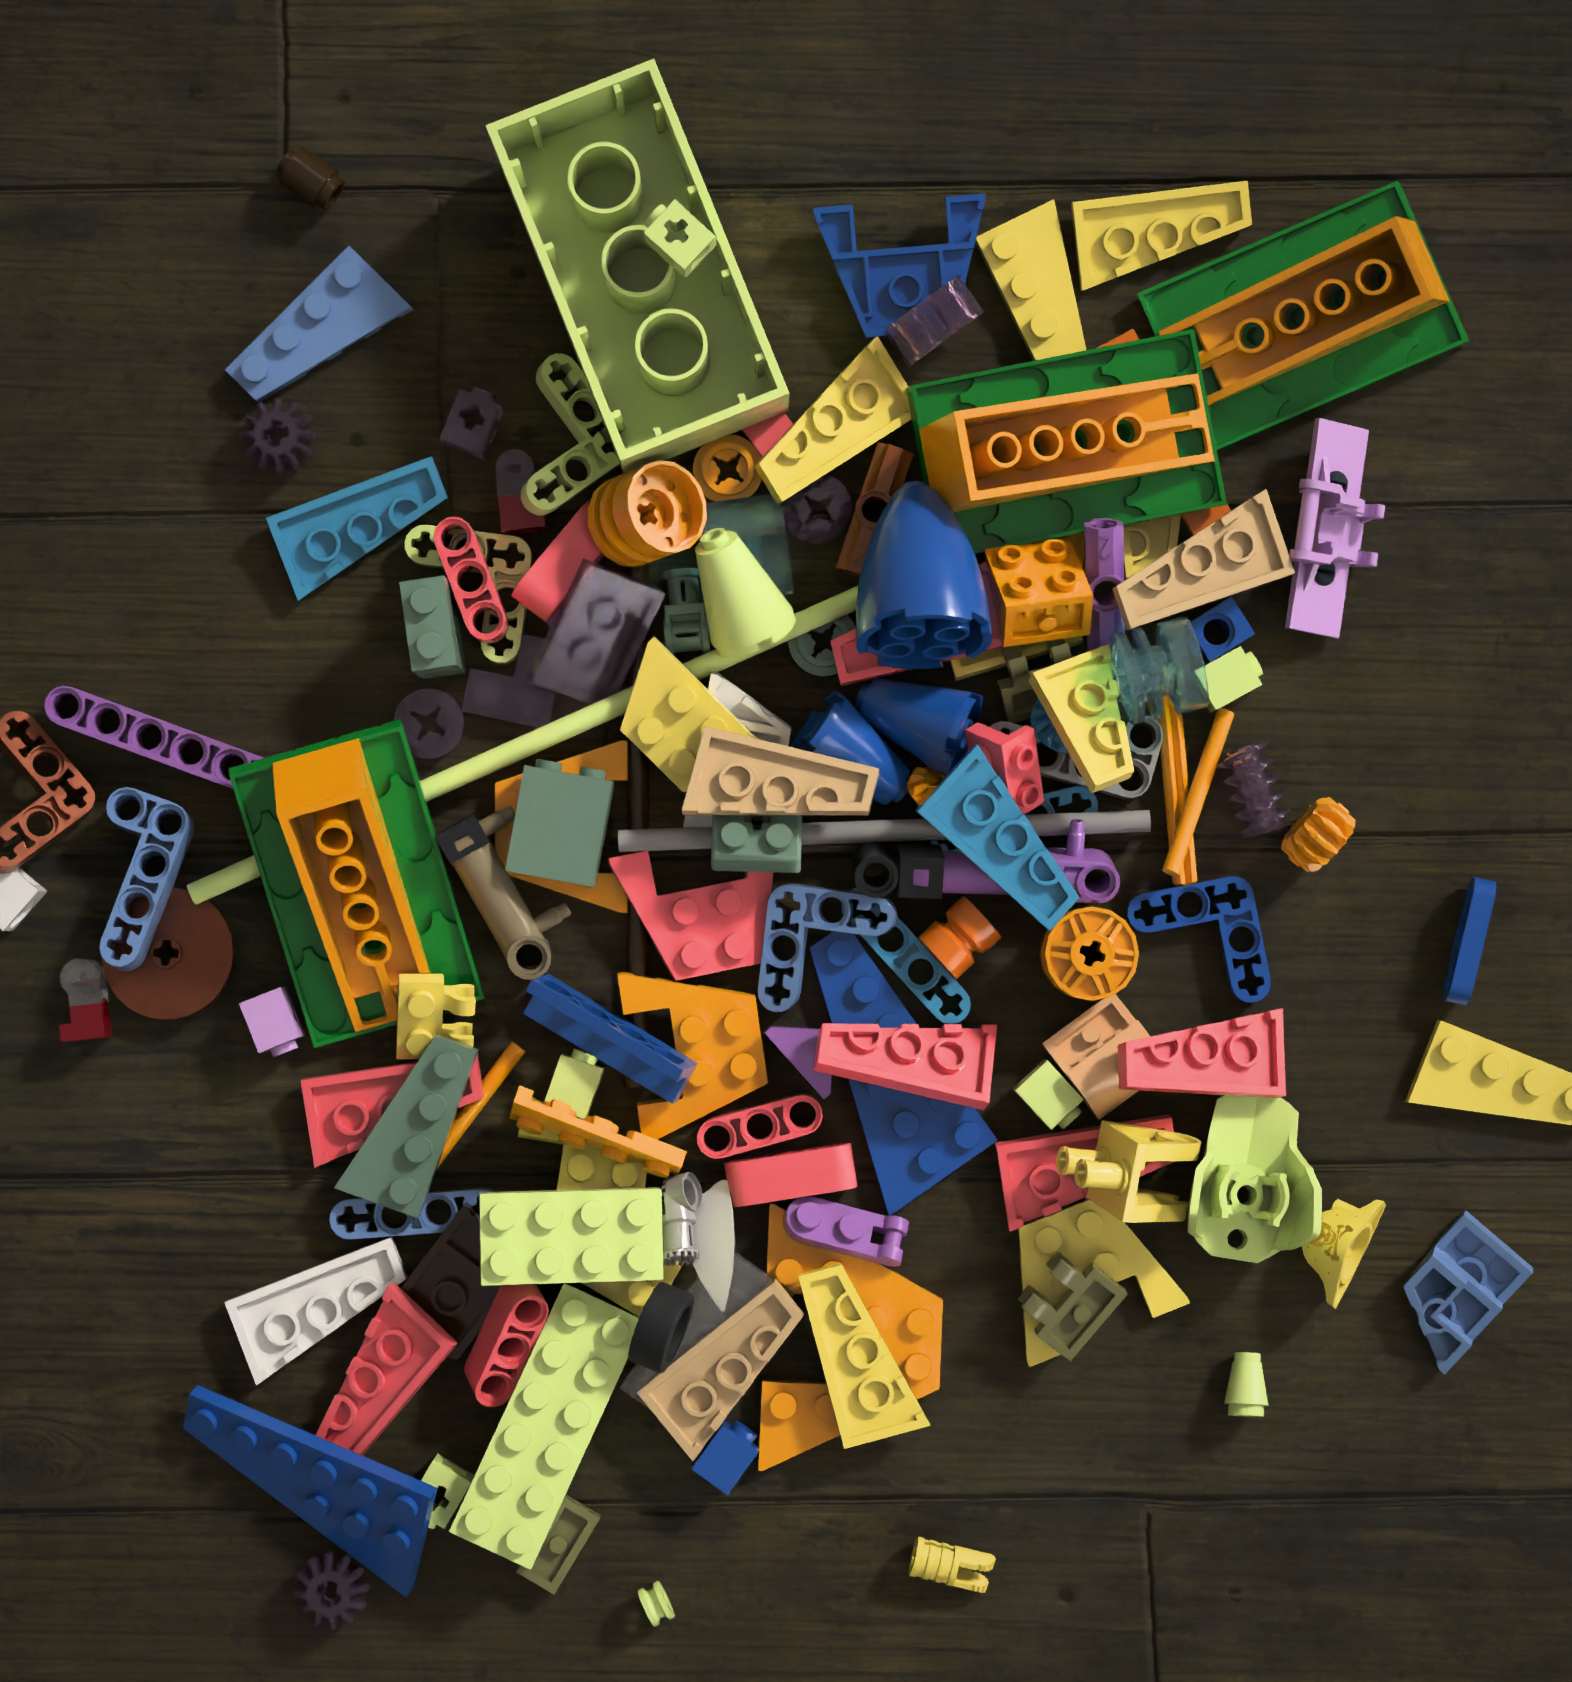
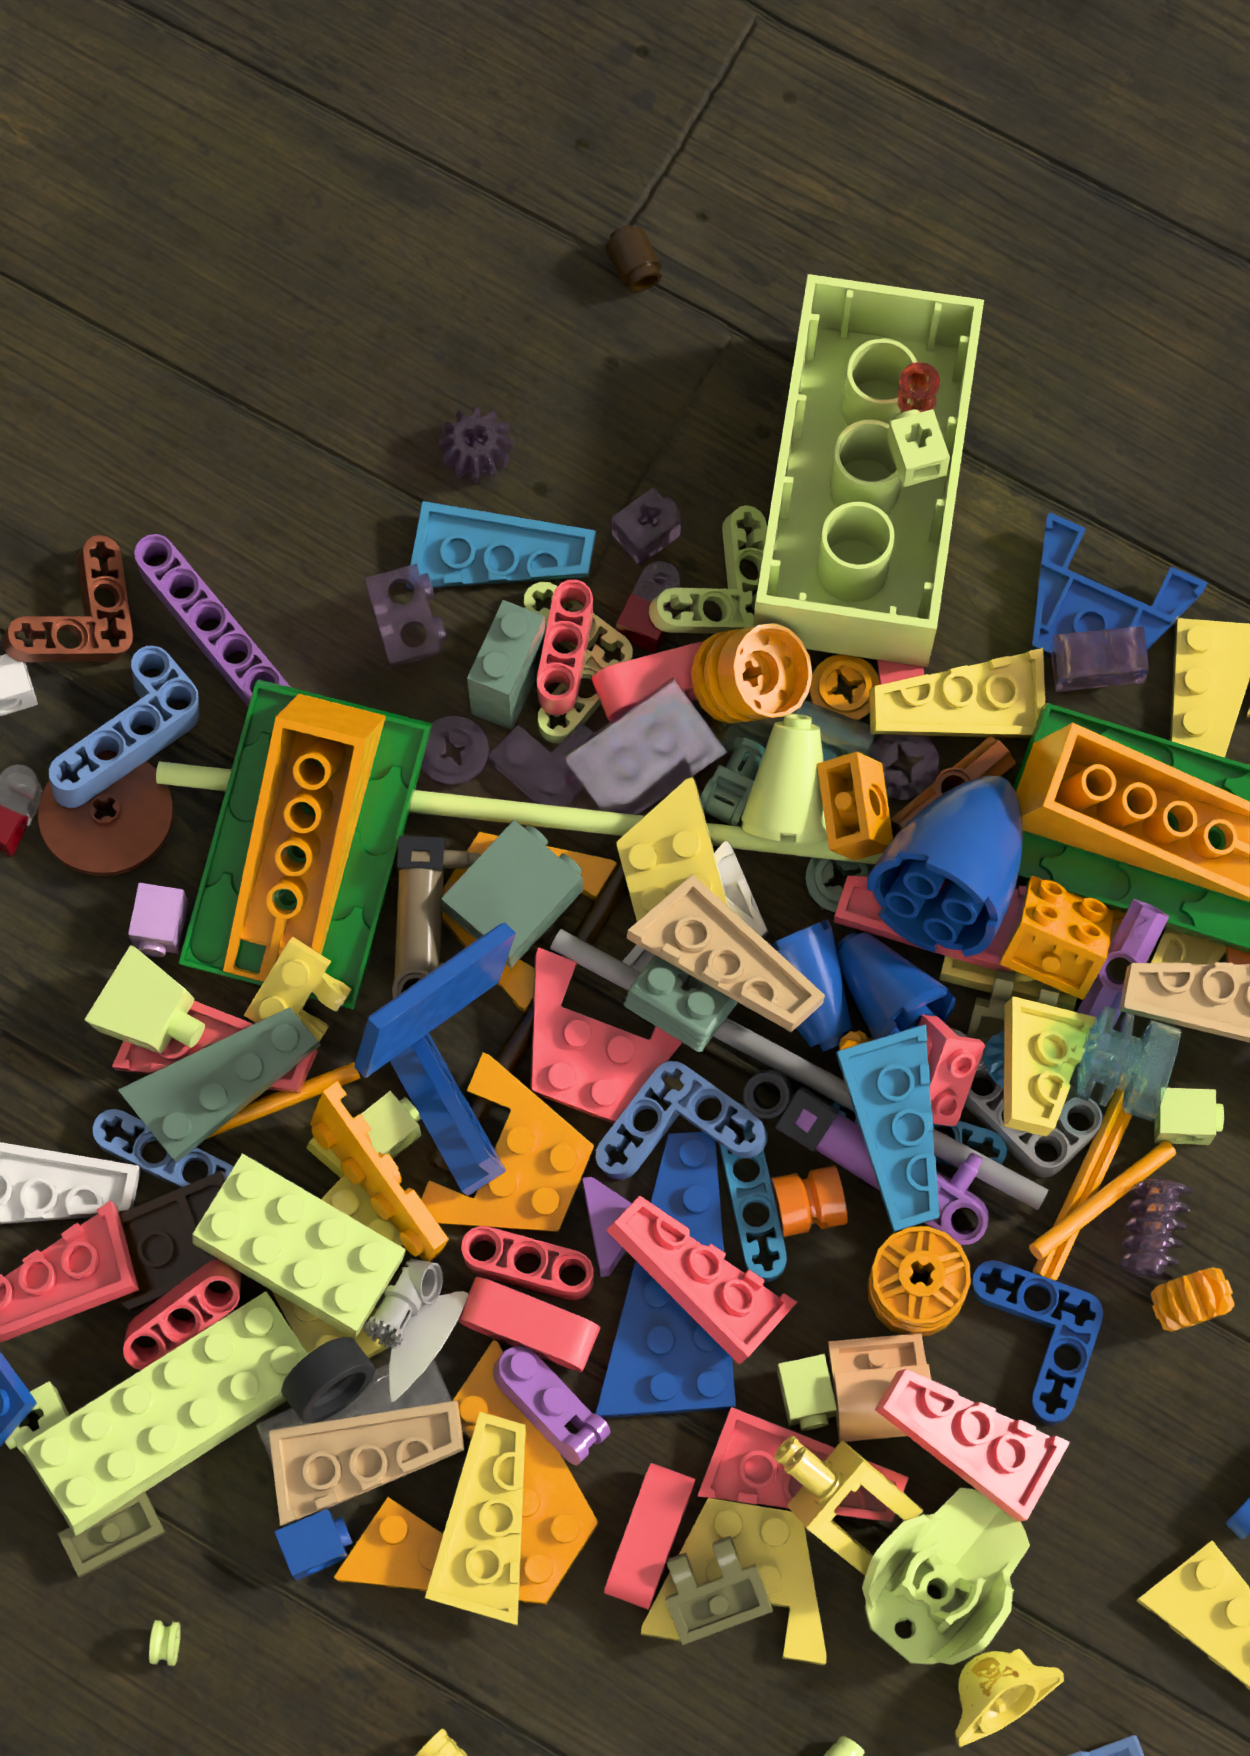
camera: 35 degrees right, 15 degrees down
(307, 639) = (393, 618): none -> clear purple brick
(312, 1105) = (145, 1006): none -> yellowish green torso
(328, 316) = (574, 376): medium blue wing -> none
(556, 966) = (434, 999): none -> blue tile
(639, 173) = (915, 378): none -> clear red bush
(805, 582) = (855, 805): none -> light orange brick
(991, 1286) = (649, 1536): none -> coral beam
(1235, 626) = (1217, 1059): blue brick -> none

